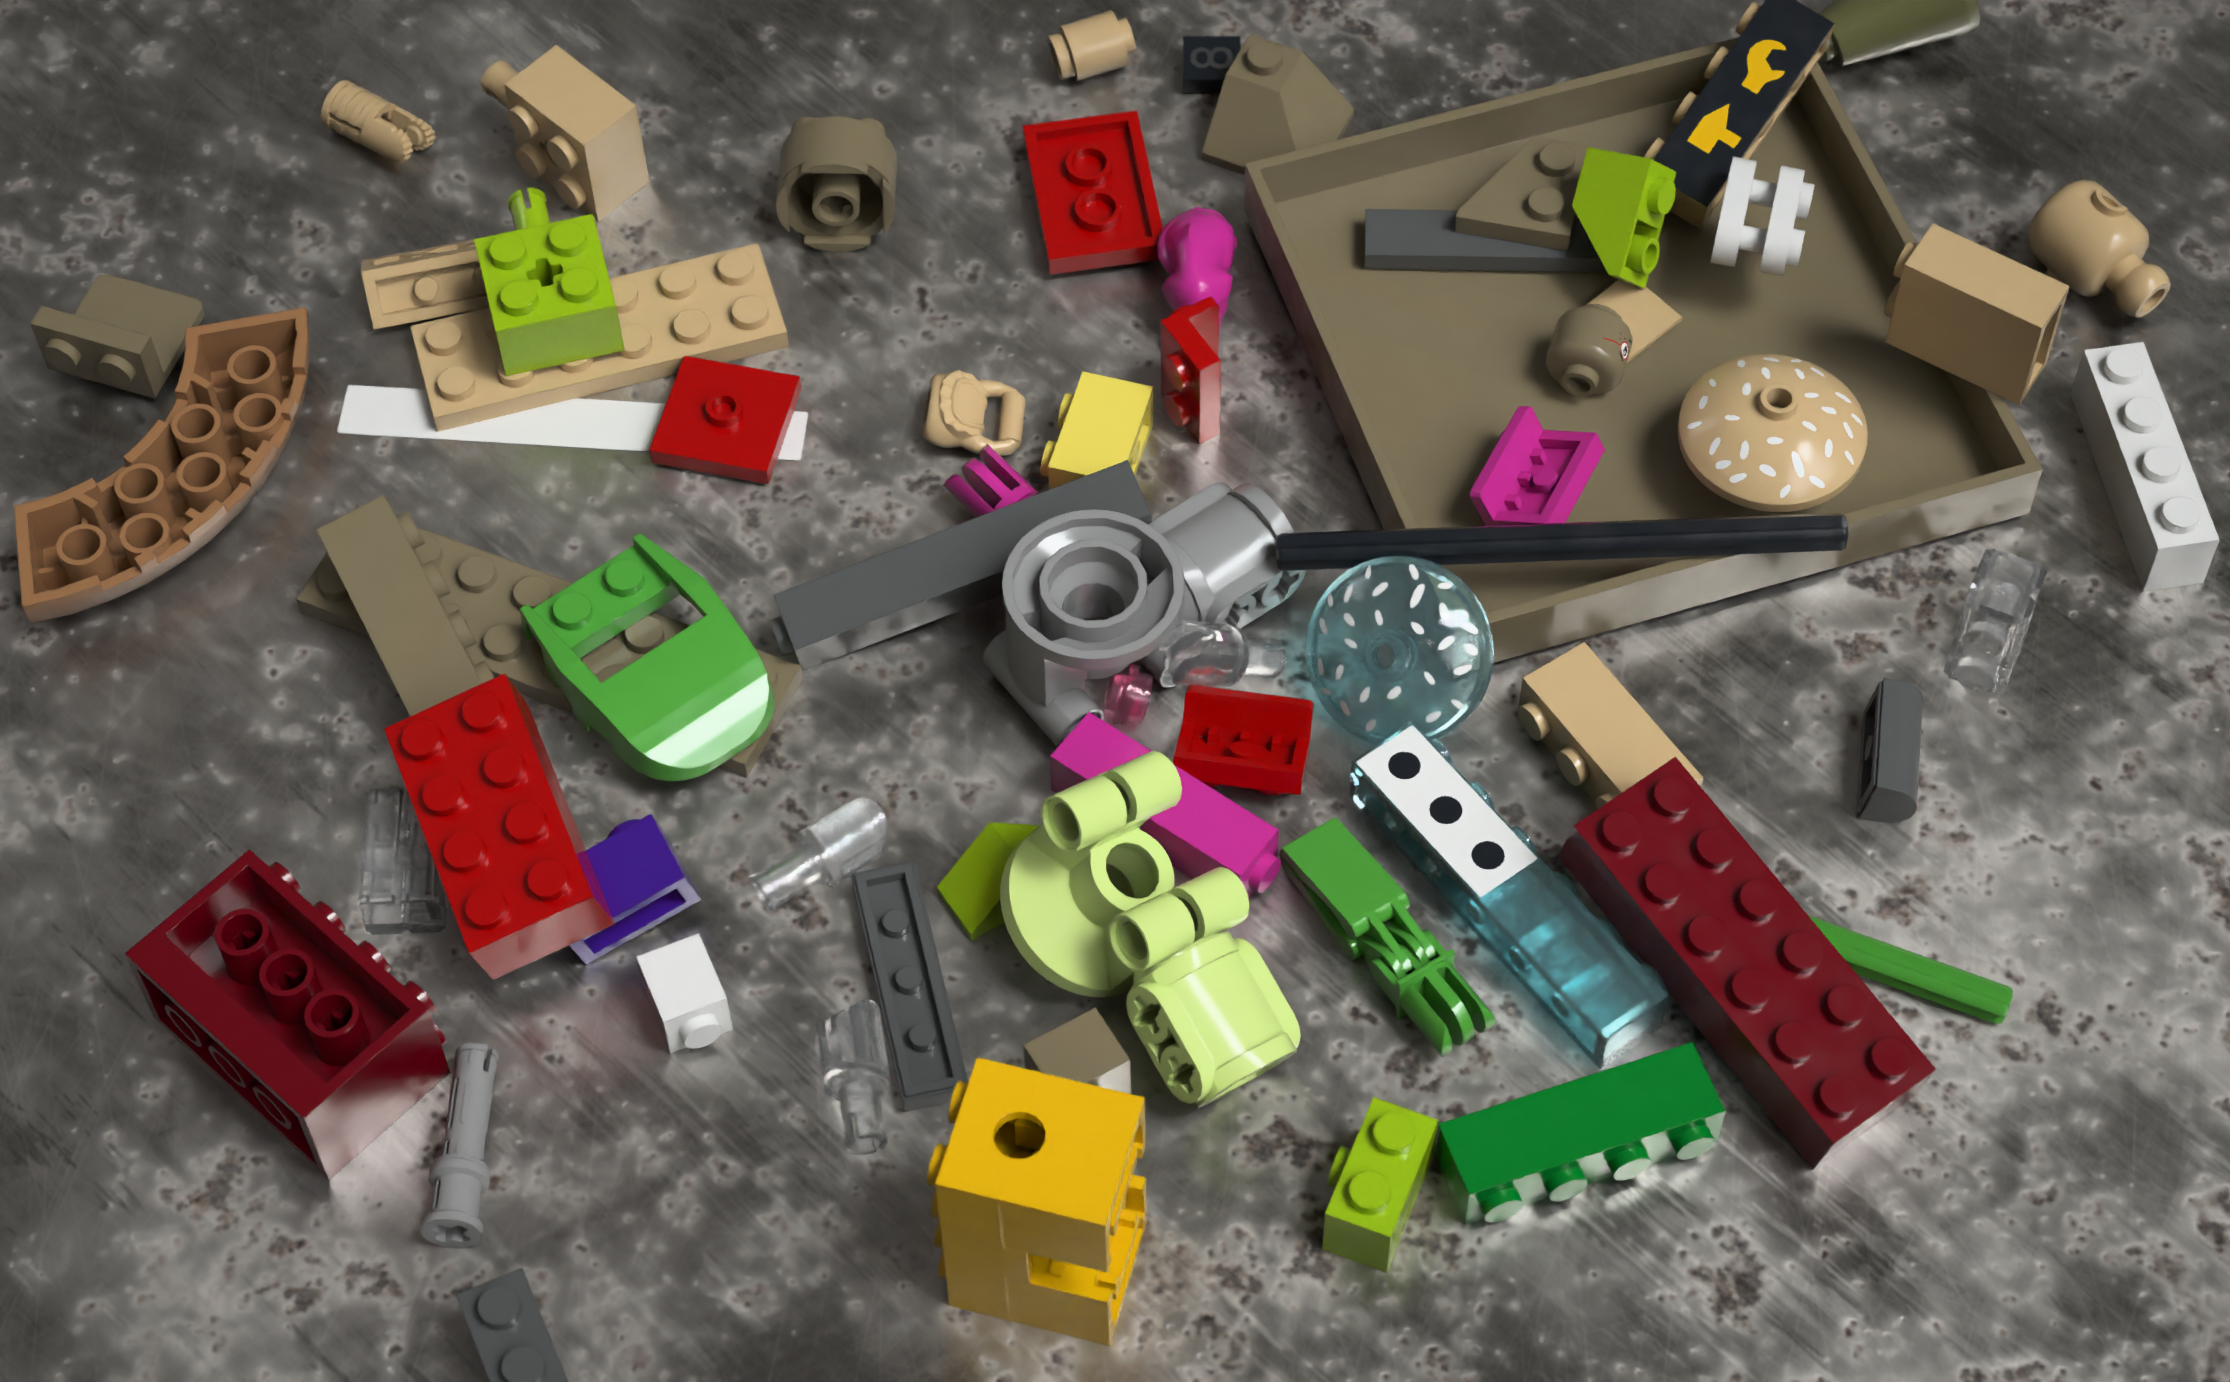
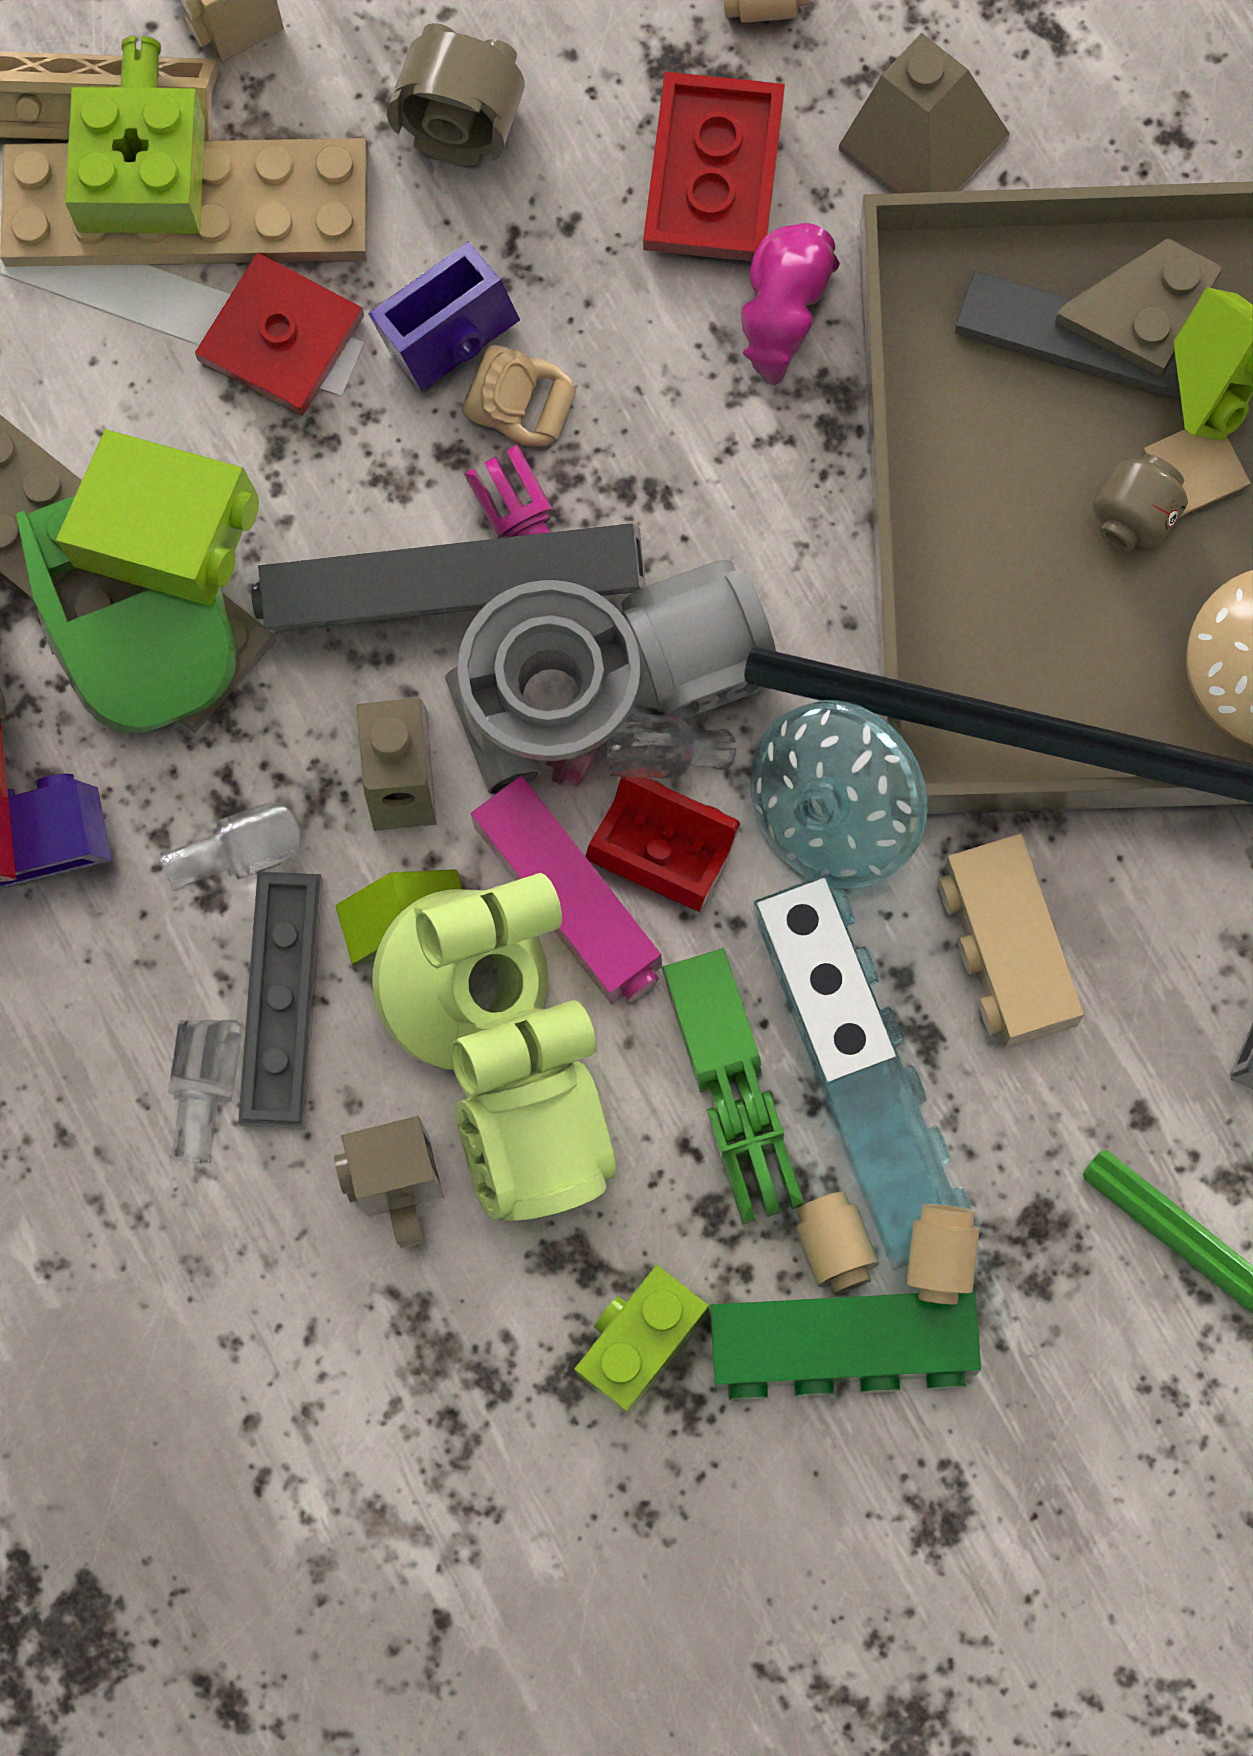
camera: 20 degrees right, 20 degrees up
(668, 563) = (159, 517): none -> lime brick
(685, 994) = (69, 958): white brick -> none
(883, 358) = (444, 316): none -> dark purple brick
(951, 718) = (396, 761): none -> dark tan torso
(1040, 1199) = (341, 1321): yellow piece -> none
(1099, 428) = (630, 463): light yellow brick -> none
(1192, 368) = (740, 393): red bracket -> none
(1207, 62) = (880, 37): black tile -> none
(1534, 473) = (1035, 635): dark pink bracket -> none
(1537, 1045) = (836, 1242): none -> tan brick
(1651, 1006) = (943, 1253): none -> tan brick
(1745, 962) = (1053, 1225): dark red brick -> none

